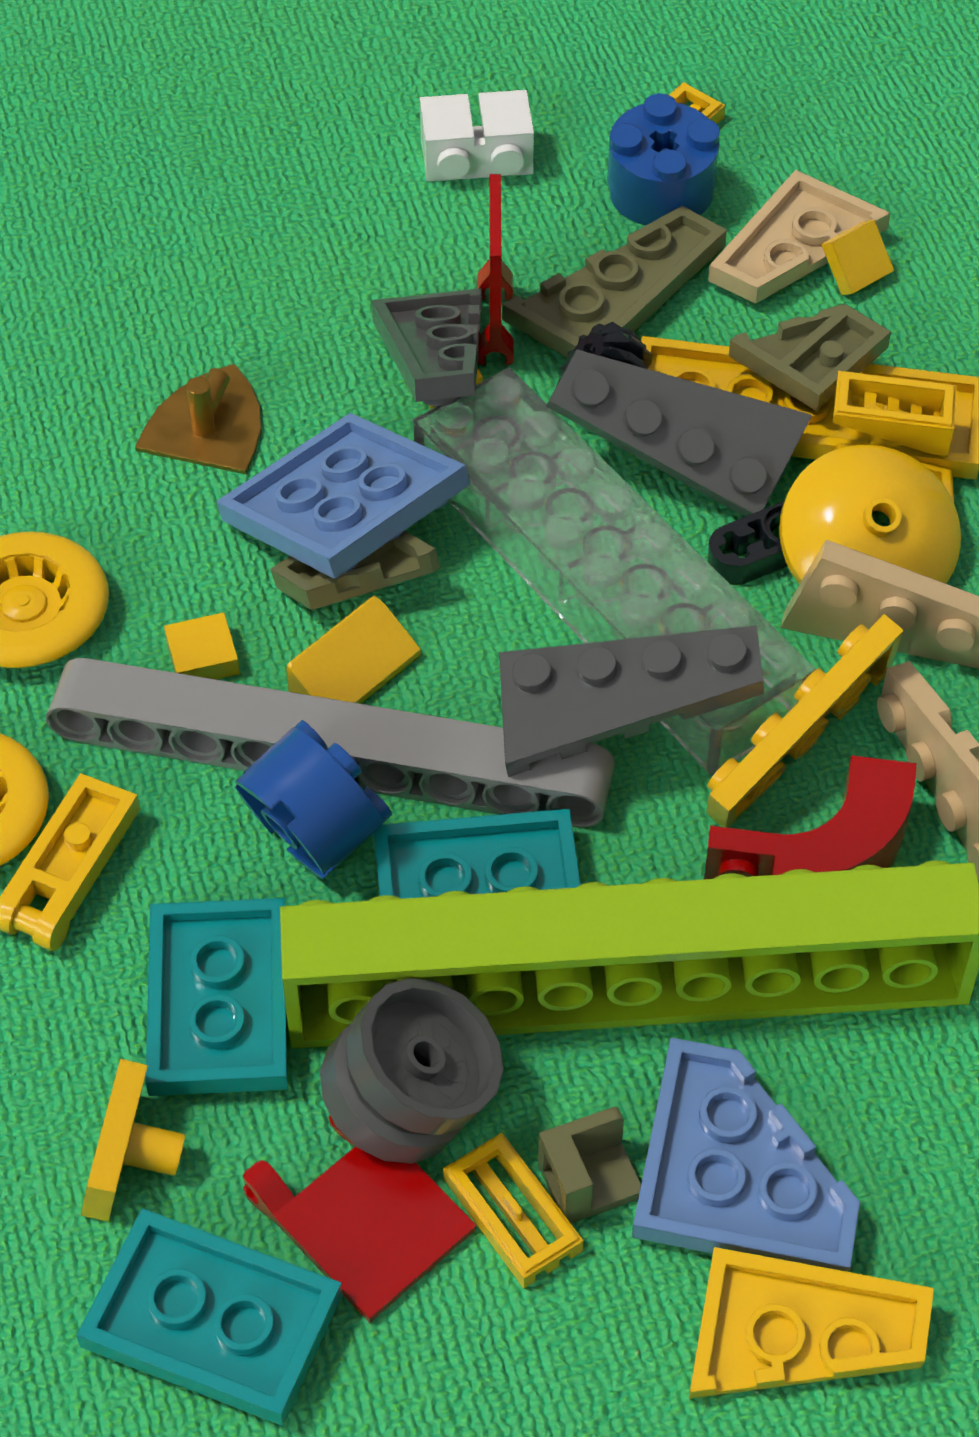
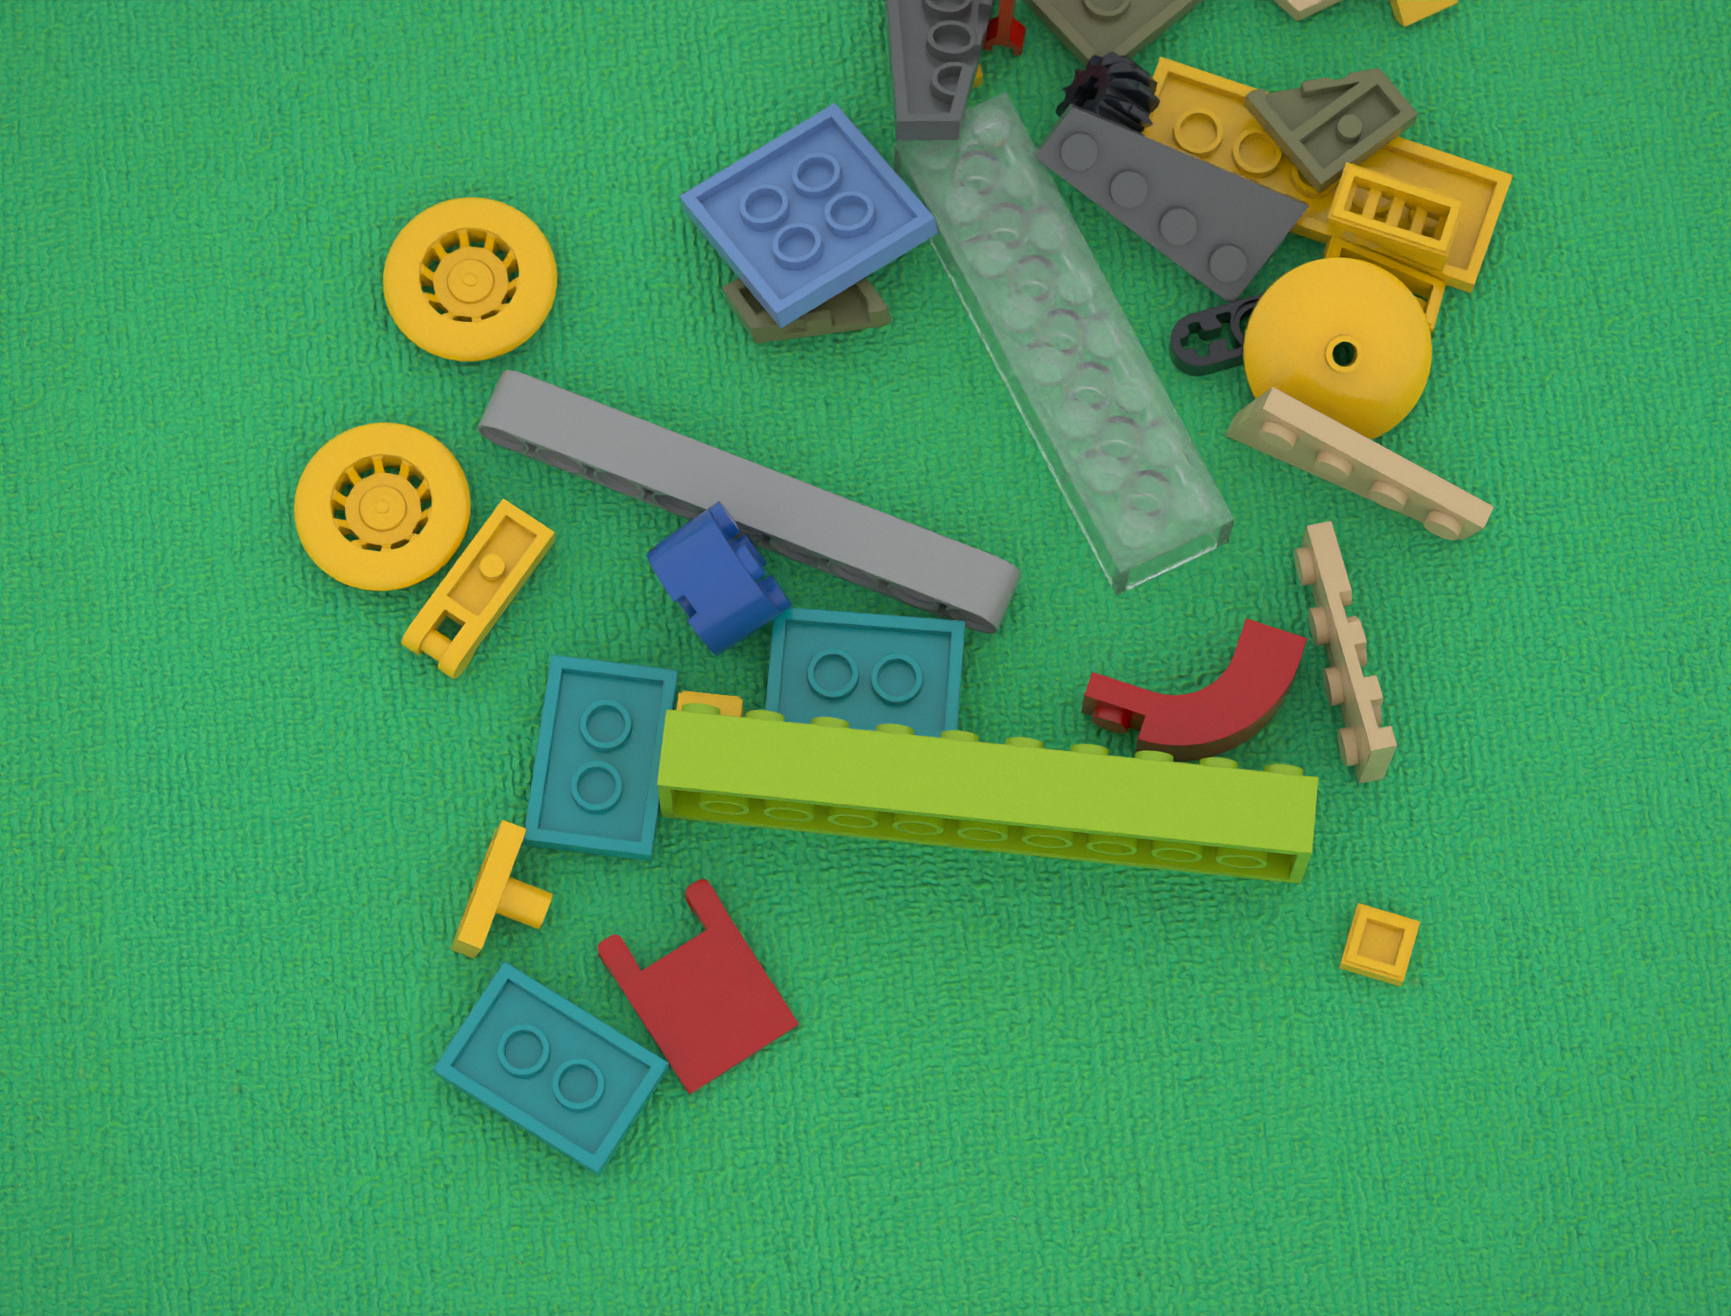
camera: 10 degrees right, 20 degrees up
(202, 647) = (640, 366): yellow tile -> none
(207, 422) = (687, 77): pearl gold shield -> none
(354, 656) = (787, 409): yellow slope -> none
(411, 1070) = (762, 879): dark grey wheel -> none
(544, 1256) = (856, 1064): yellow tile -> none
(588, 1165) = (909, 990): olive panel -> none
(595, 690) = (1016, 513): dark grey wing -> none
(737, 1168) = (1041, 1015): medium blue plate -> none
(803, 1324) = (1063, 1170): yellow wing -> none
(864, 660) = (1229, 550): yellow wing -> none

